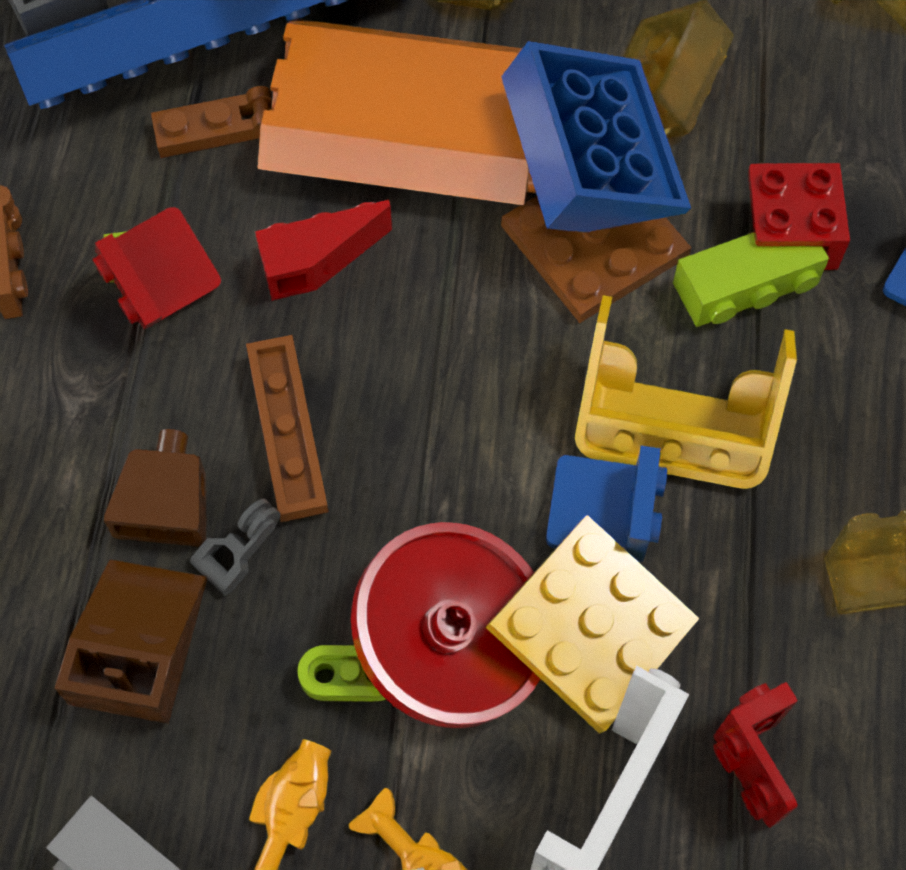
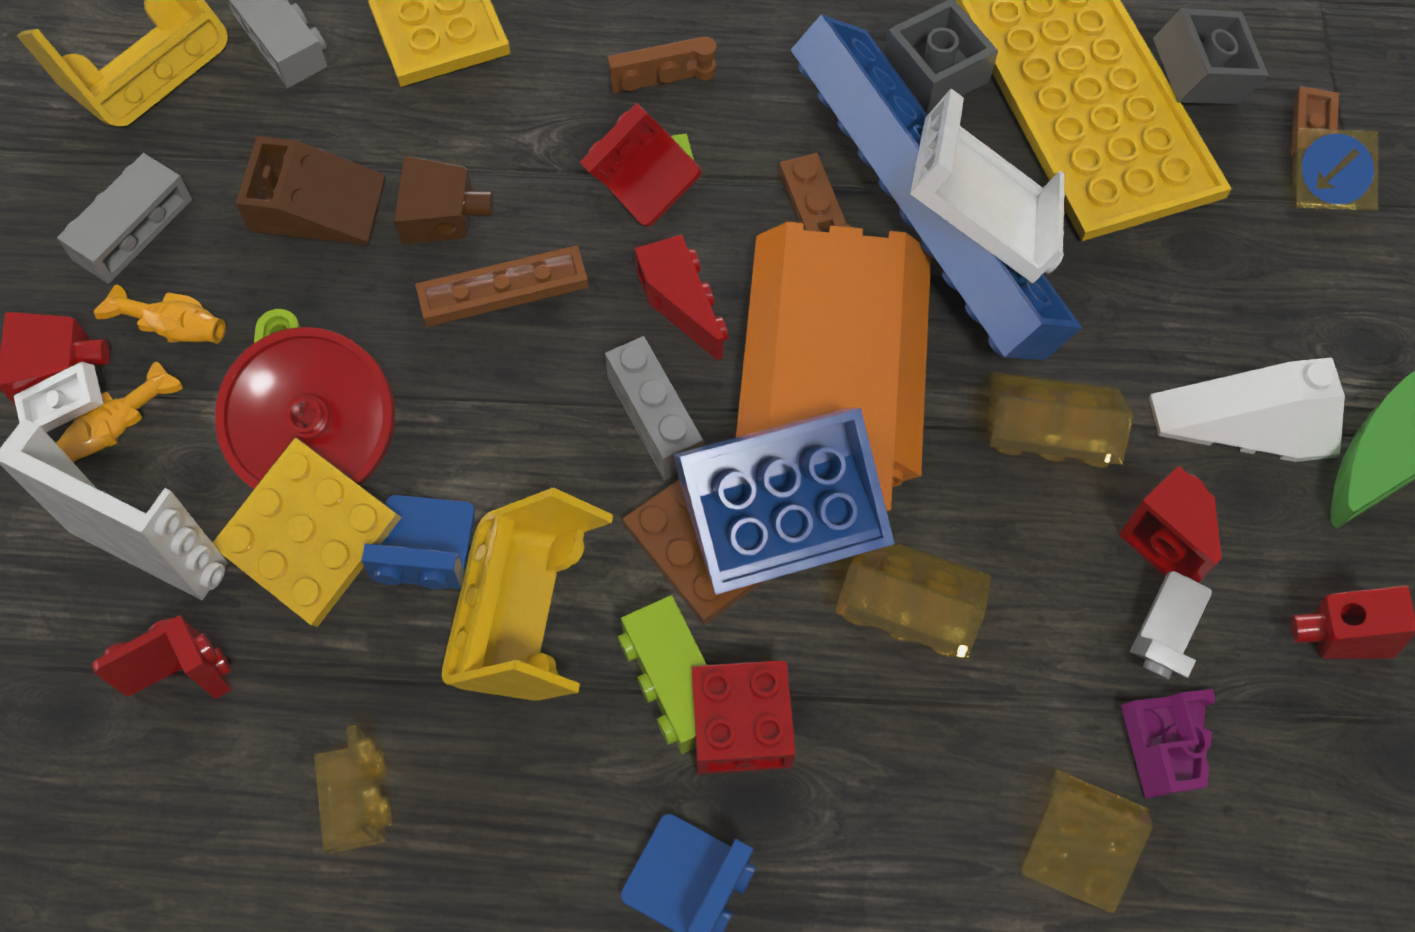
camera: 85 degrees right, 0 degrees up
(258, 522) = (393, 261): dark grey piece -> none
(458, 275) = (651, 404): none -> light grey brick

